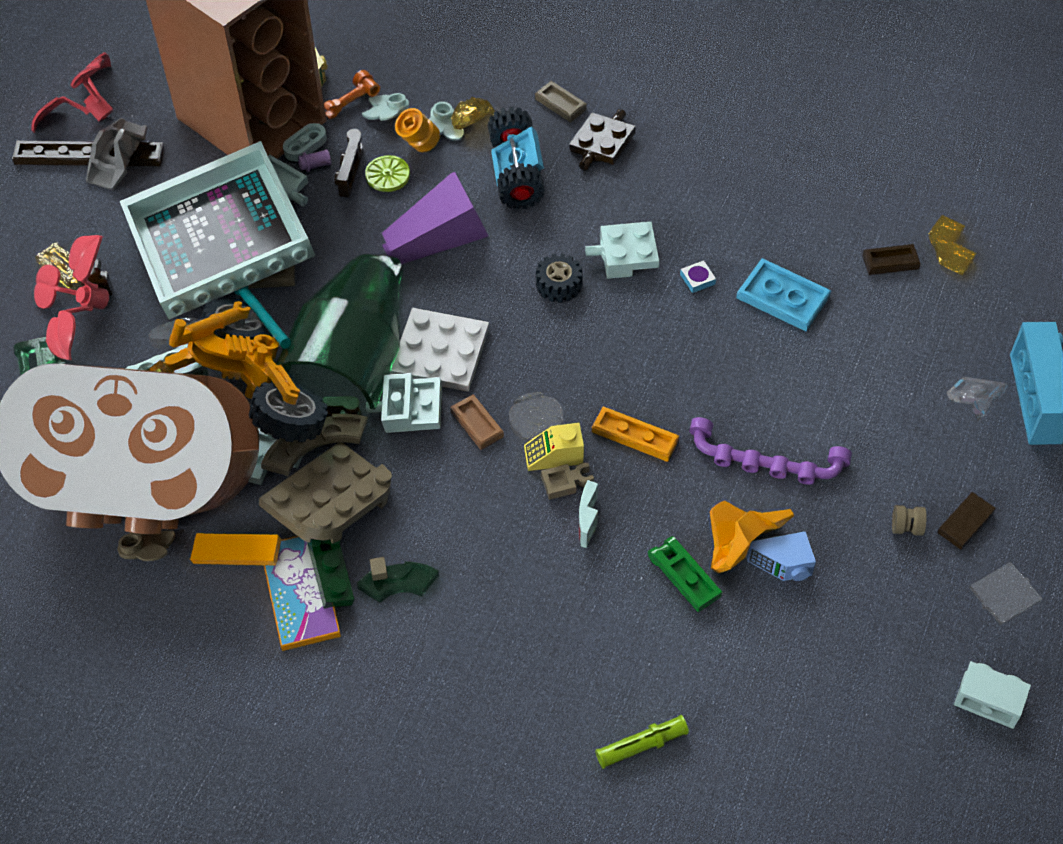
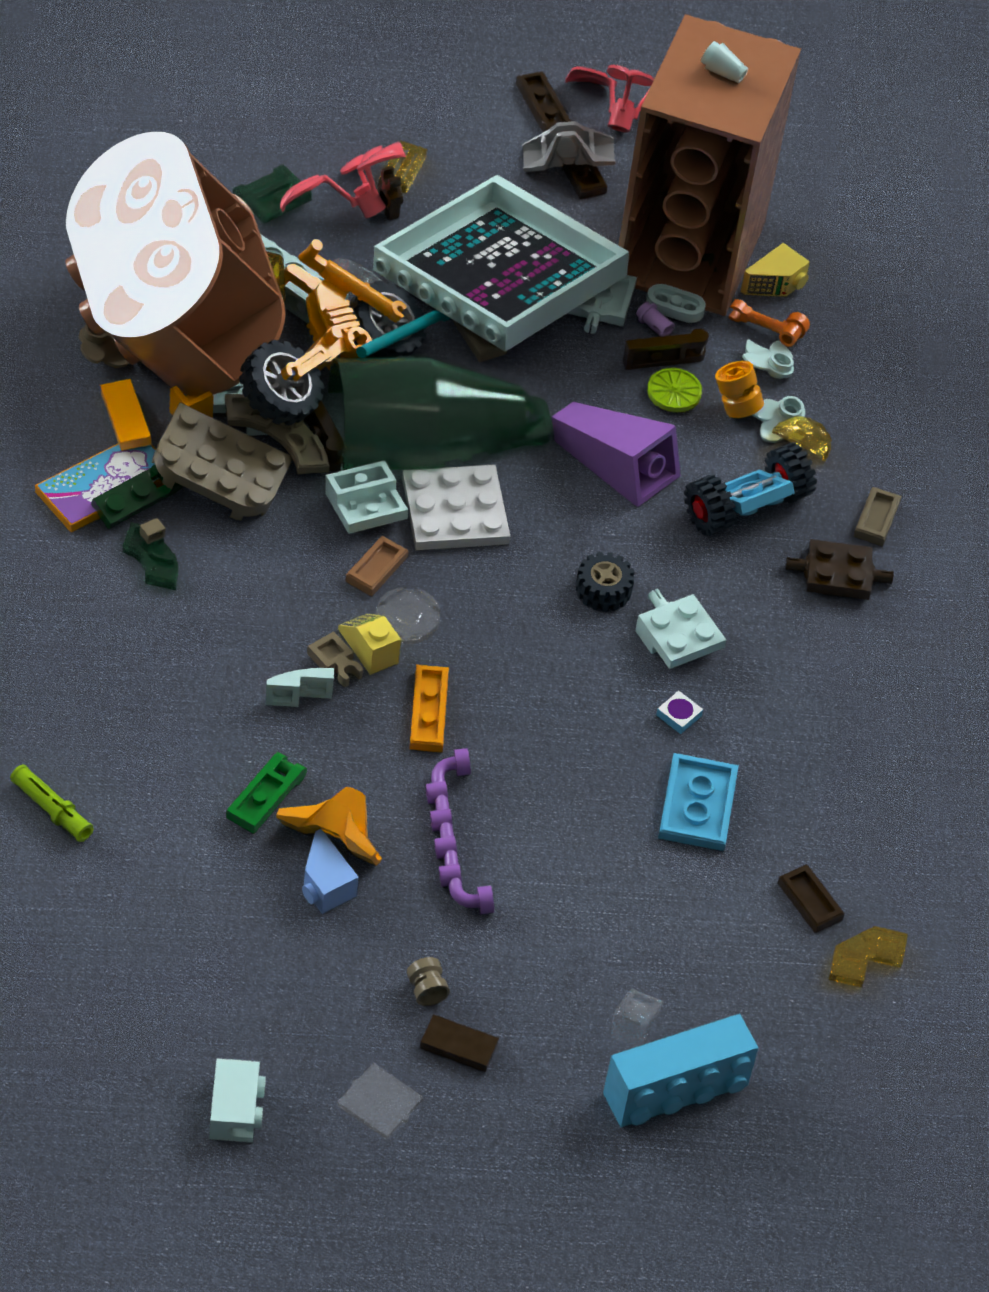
camera: 60 degrees right, 5 degrees down
(248, 499) = (201, 403): none -> light orange panel

